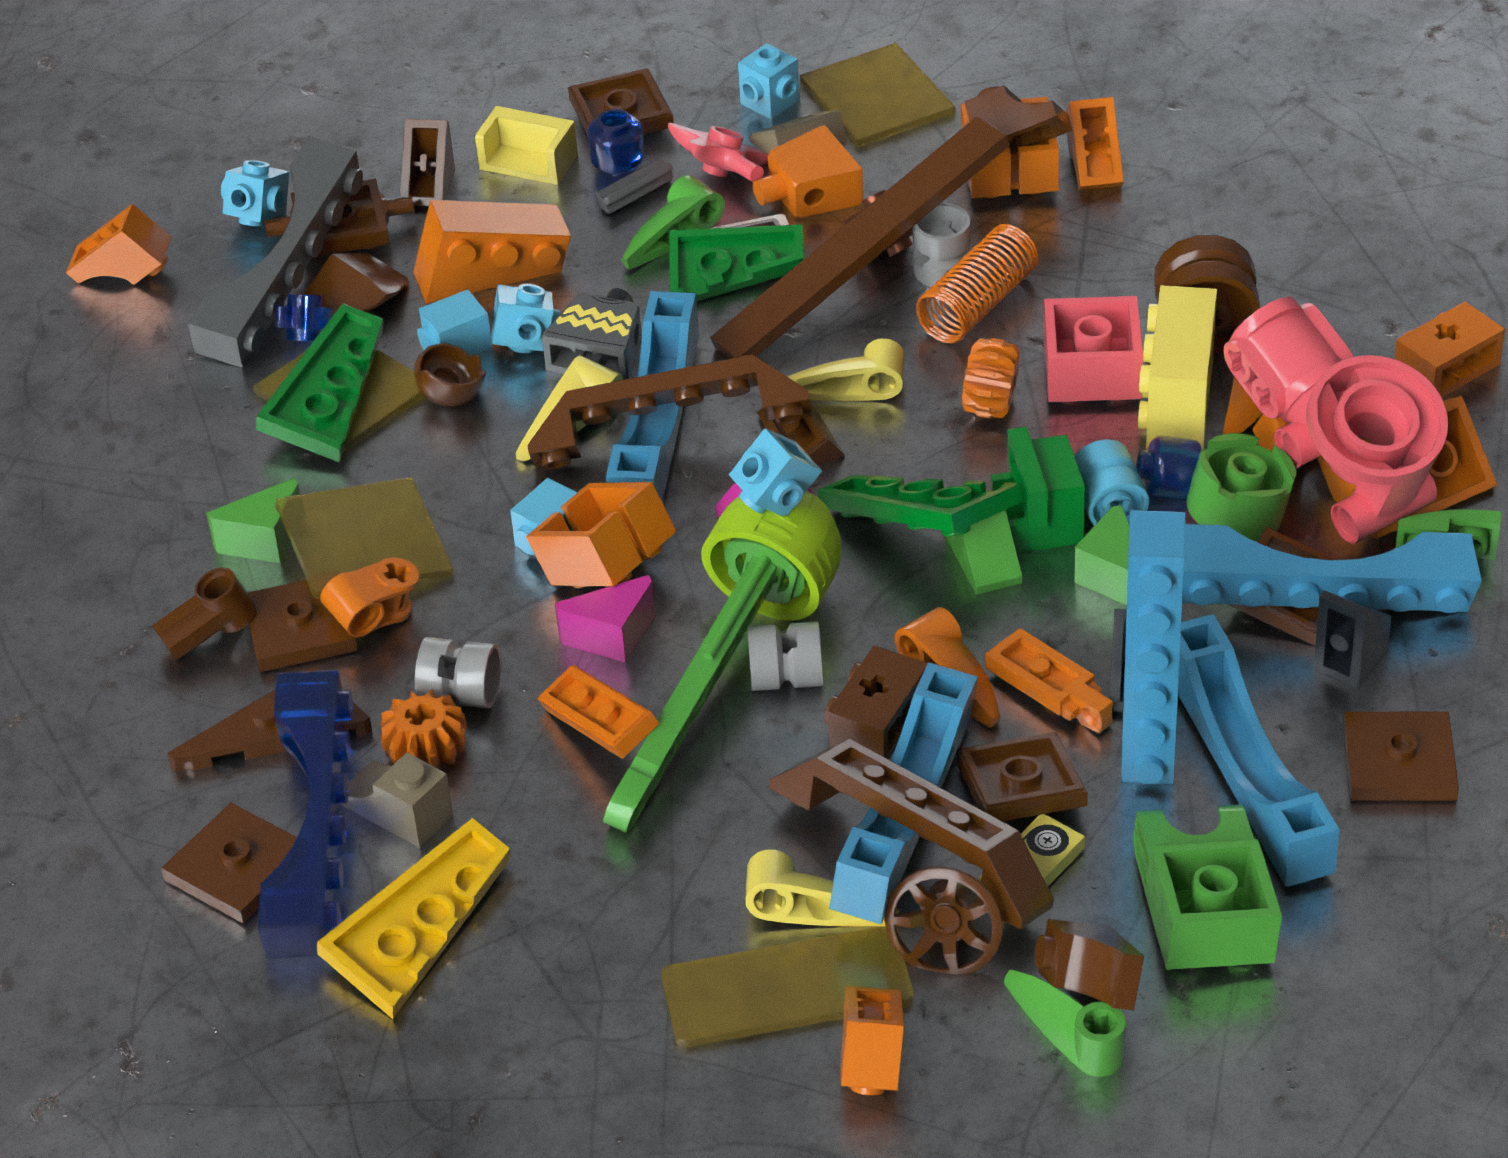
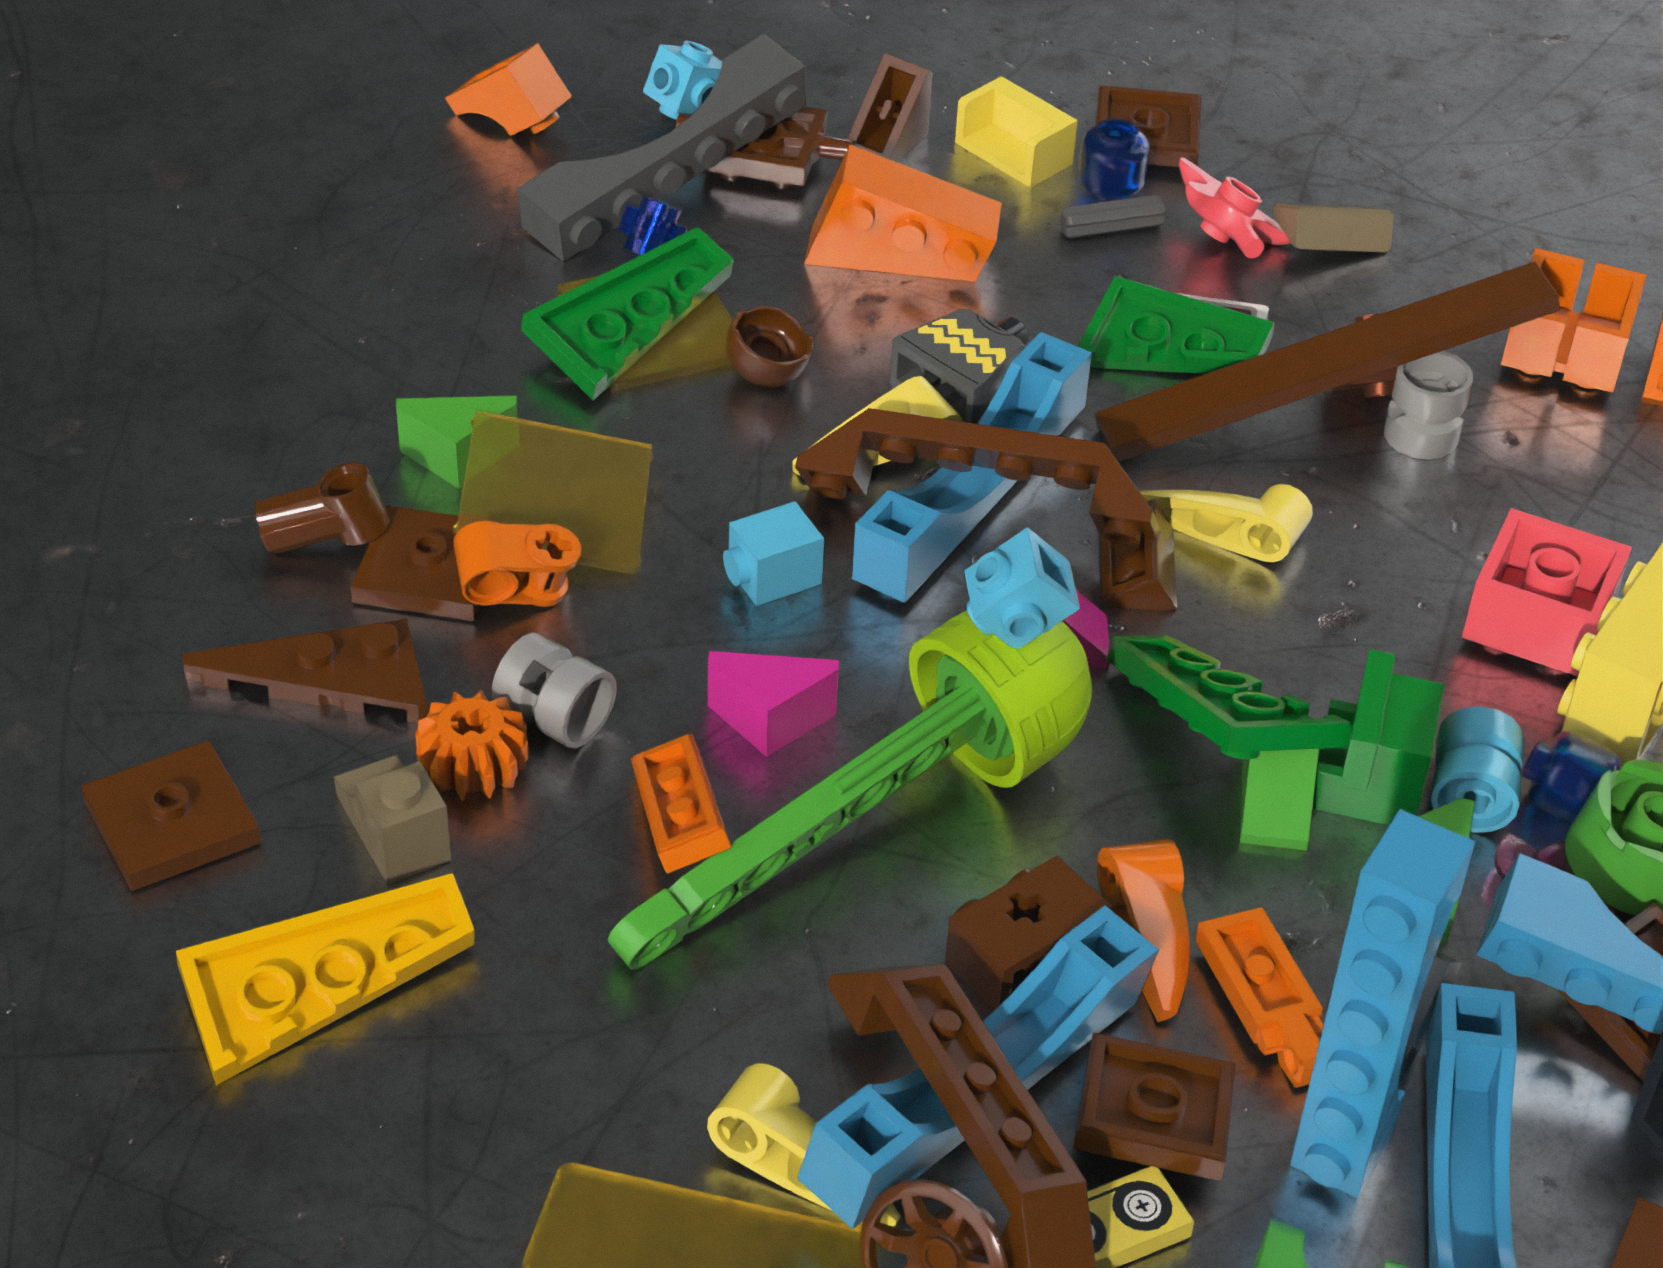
camera: 20 degrees right, 0 degrees up
(299, 894) = (207, 880): clear blue arch -> none
(356, 282) = (737, 212): reddish brown slope -> none
(456, 321) = (812, 294): medium azure brick -> none
(522, 317) = (884, 308): medium azure brick -> none
(611, 534) = (835, 590): orange piece -> none
(688, 207) = (1159, 260): bright green piece -> none
(769, 81) = (1330, 153): medium azure brick -> none
(785, 656) = (947, 825): light grey wheel -> none
(811, 175) = (1318, 272): orange torso -> none
(878, 94) = (1455, 212): clear yellow piece -> none
(946, 294) = (1389, 456): orange piece -> none
(990, 378) = (1397, 581): orange gear -> none
(1020, 121) = (1589, 288): reddish brown arch -> none

